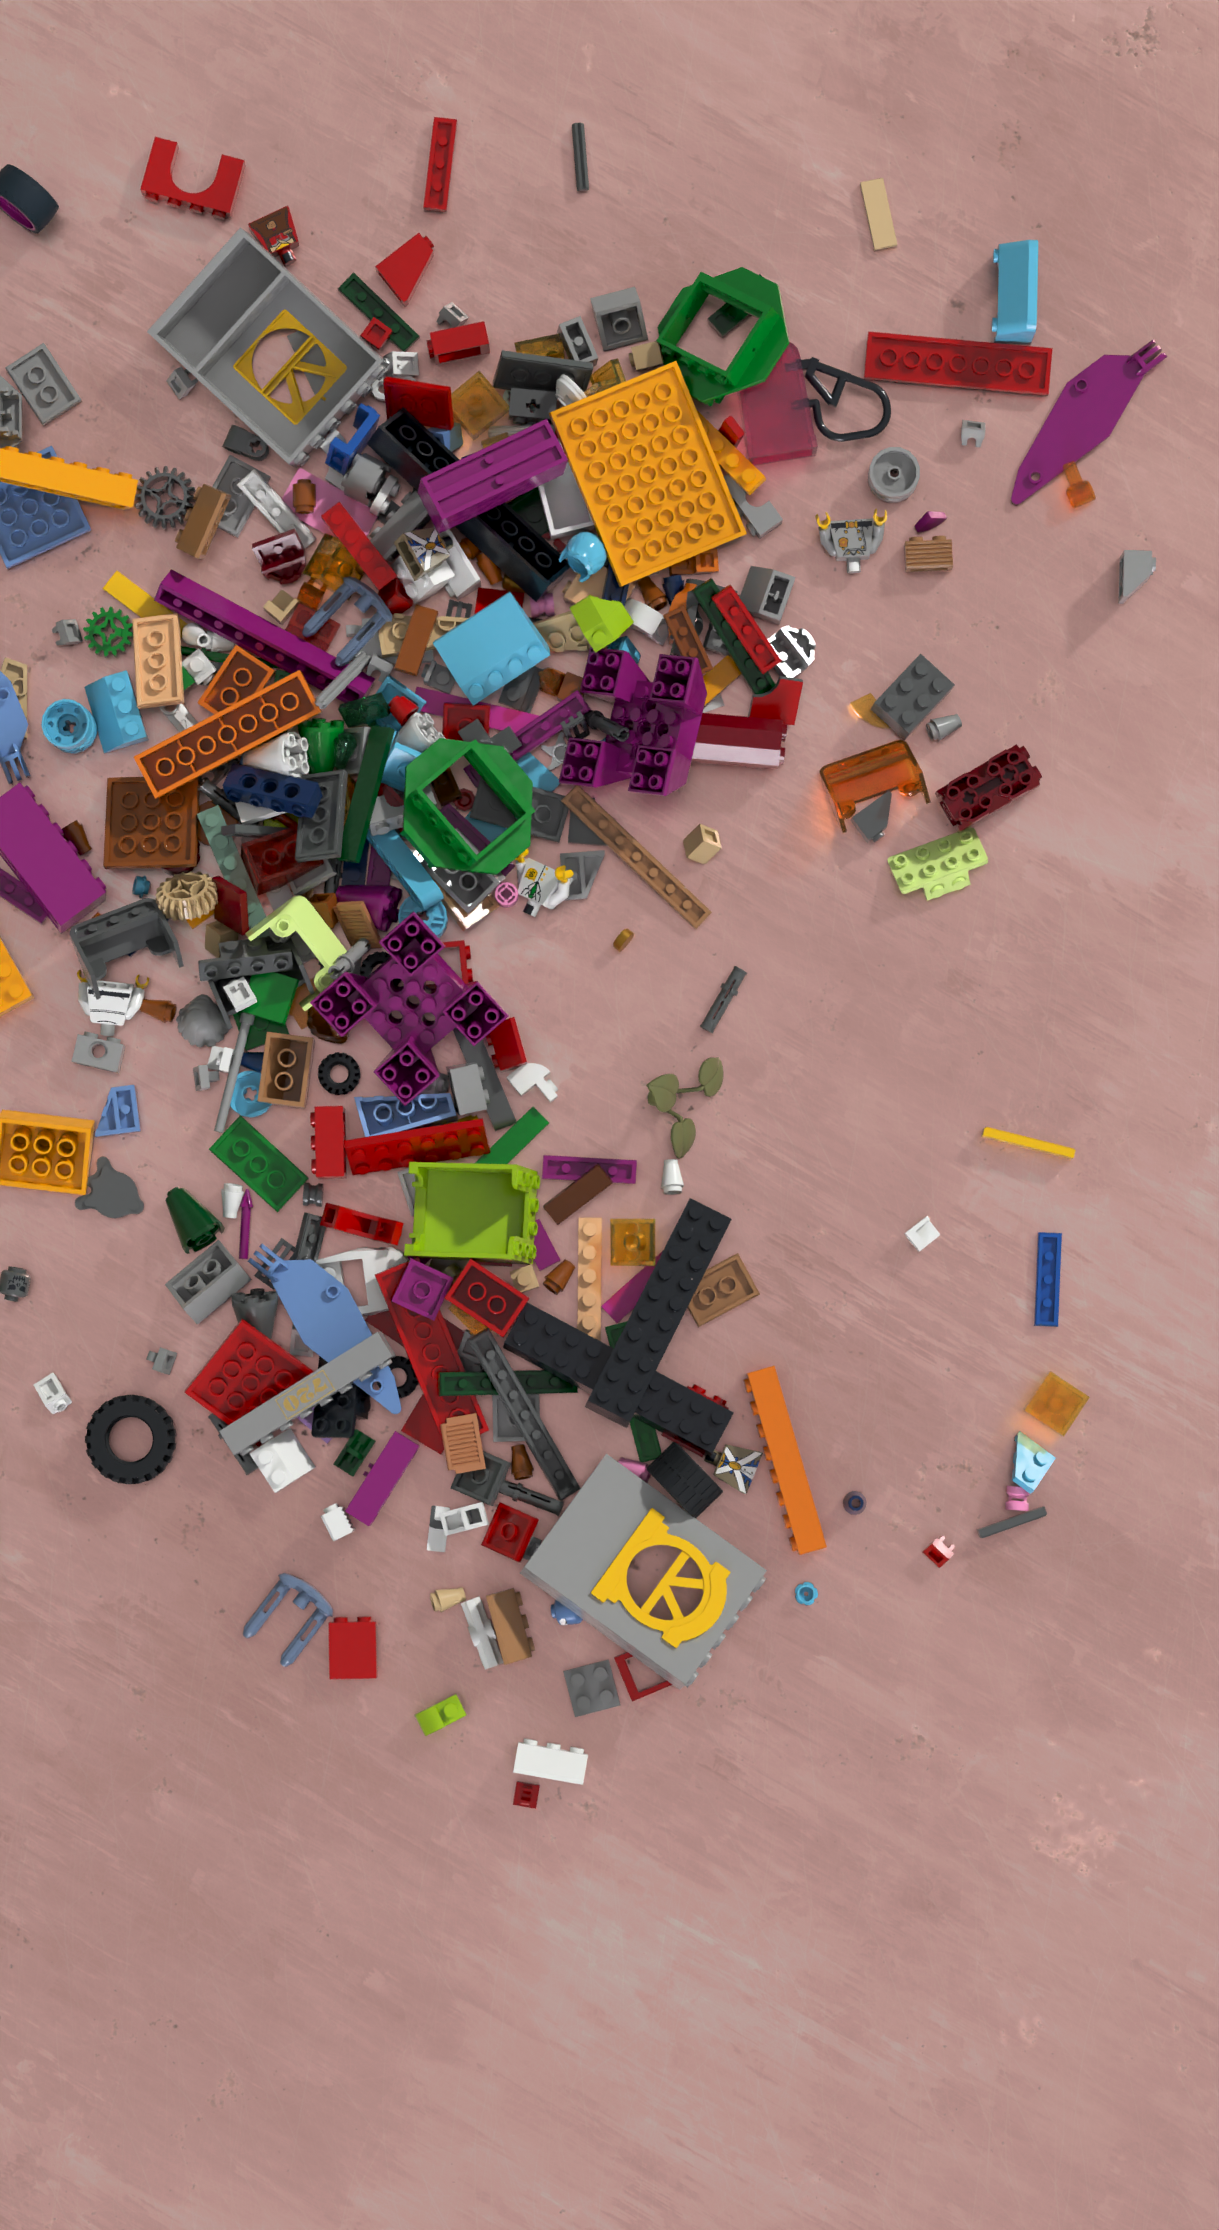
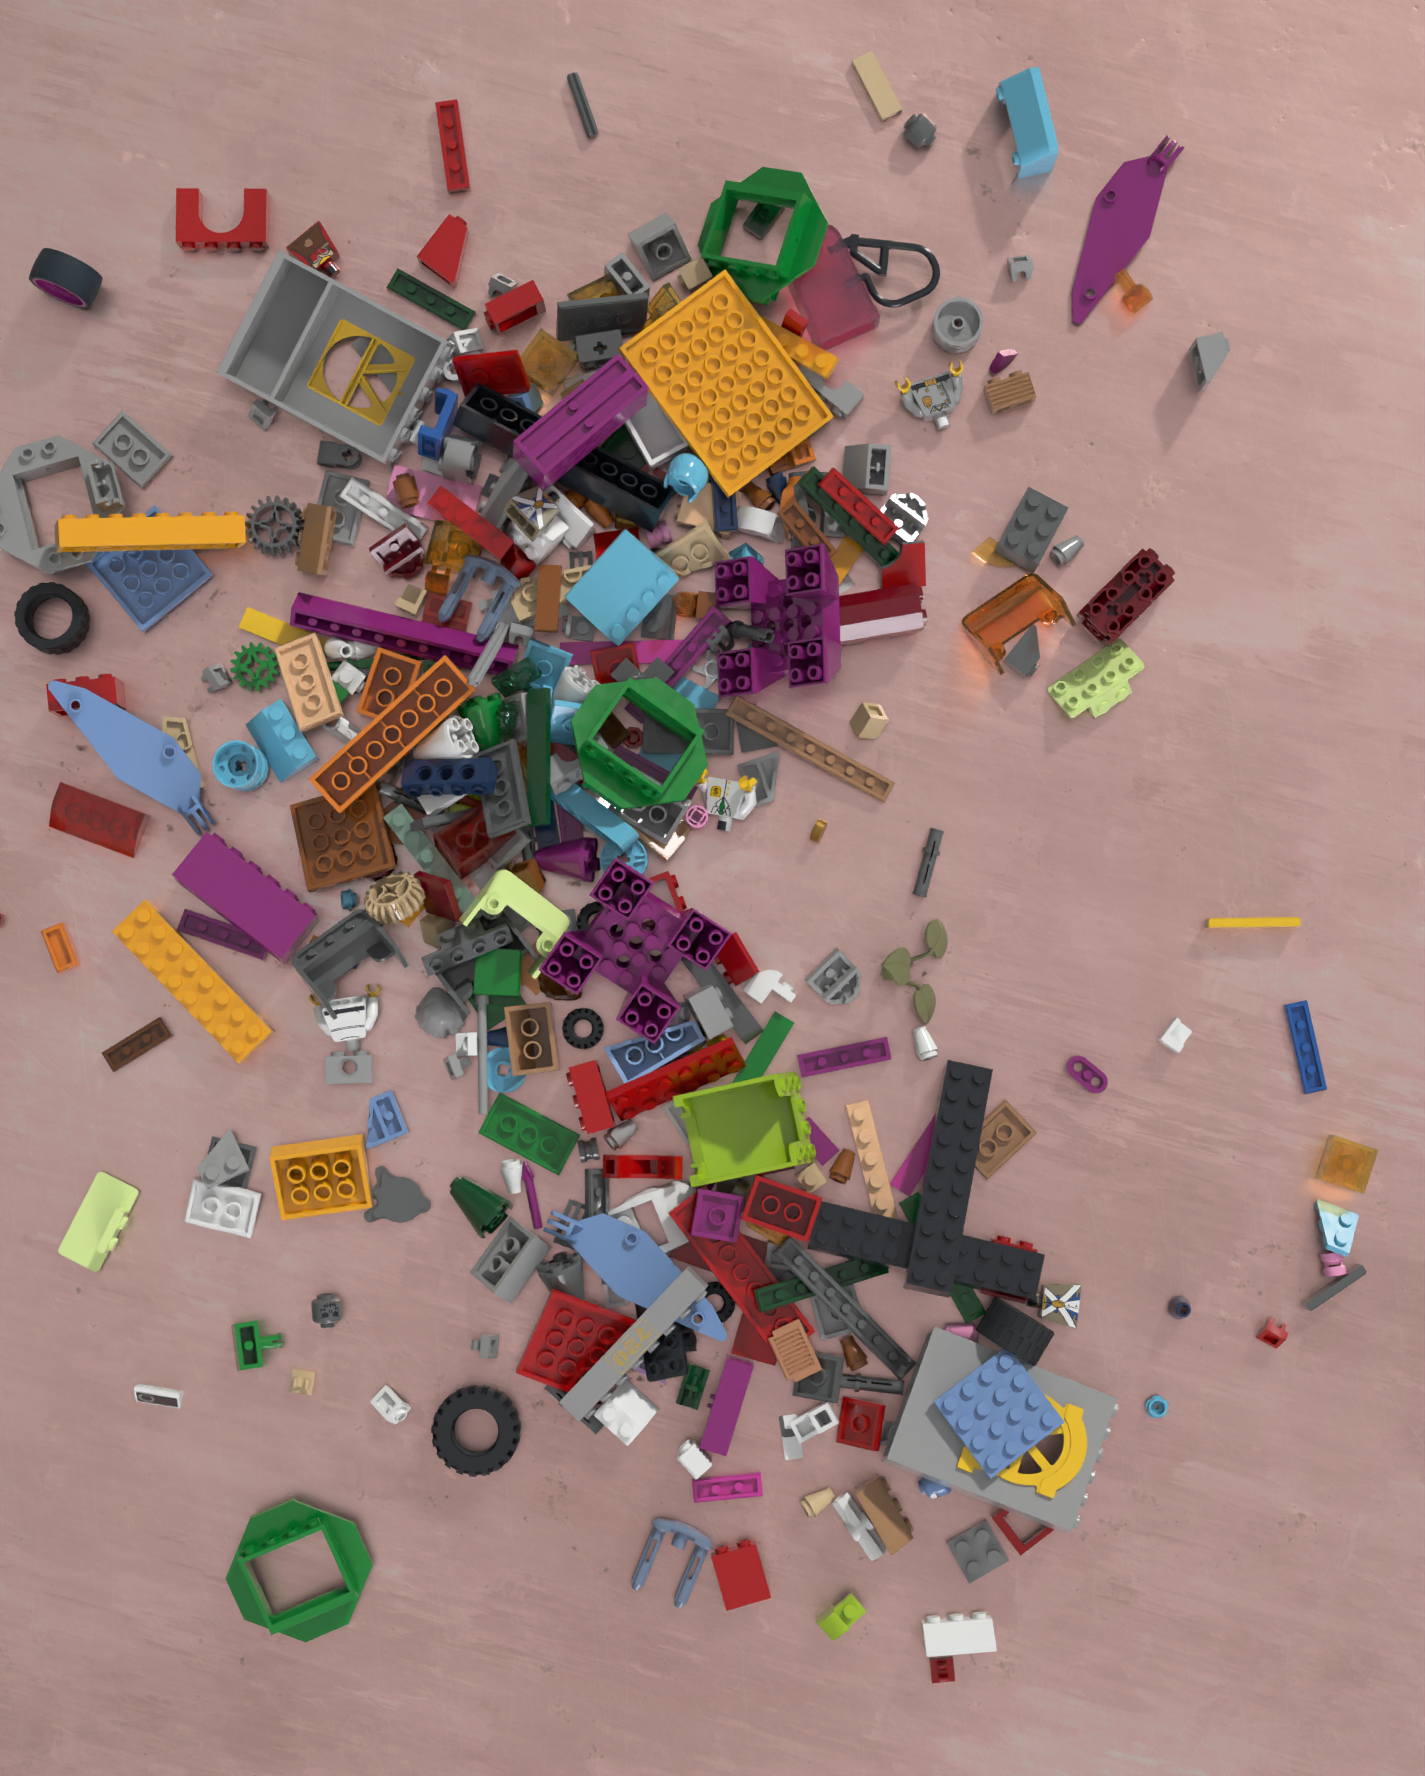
camera: 10 degrees left, 0 degrees up
(77, 835) = (273, 866): reddish brown cone -> none
(160, 1009) = (397, 1012): dark orange cone -> none
(239, 994) = (469, 978): white bracket -> none
(346, 961) = (563, 920): light grey pin -> none
(348, 1187) = (620, 1134): none -> light grey cone
(357, 923) = (563, 882): nougat window -> none
(362, 1561) = (727, 1487): none -> dark pink tile
(376, 333) = (434, 319): red tile -> none
(381, 501) = (480, 476): white plate -> none
(402, 709) = (552, 667): red hat -> none
(568, 391) = (630, 324): white piece -> none
(577, 1194) = (839, 1083): reddish brown tile -> none
(601, 620) = (718, 533): lime slope -> none
(601, 1090) = (835, 979): none -> light grey slope
(632, 1241) = (905, 1116): clear yellow slope -> none
(645, 1551) = (998, 1412): none -> medium blue plate
(785, 1459) = (1106, 1287): orange brick -> none
(824, 1249) = (1086, 1074): none -> magenta plate
(909, 270) = (920, 130): none -> dark grey head
(958, 363) = (989, 205): red plate -> none

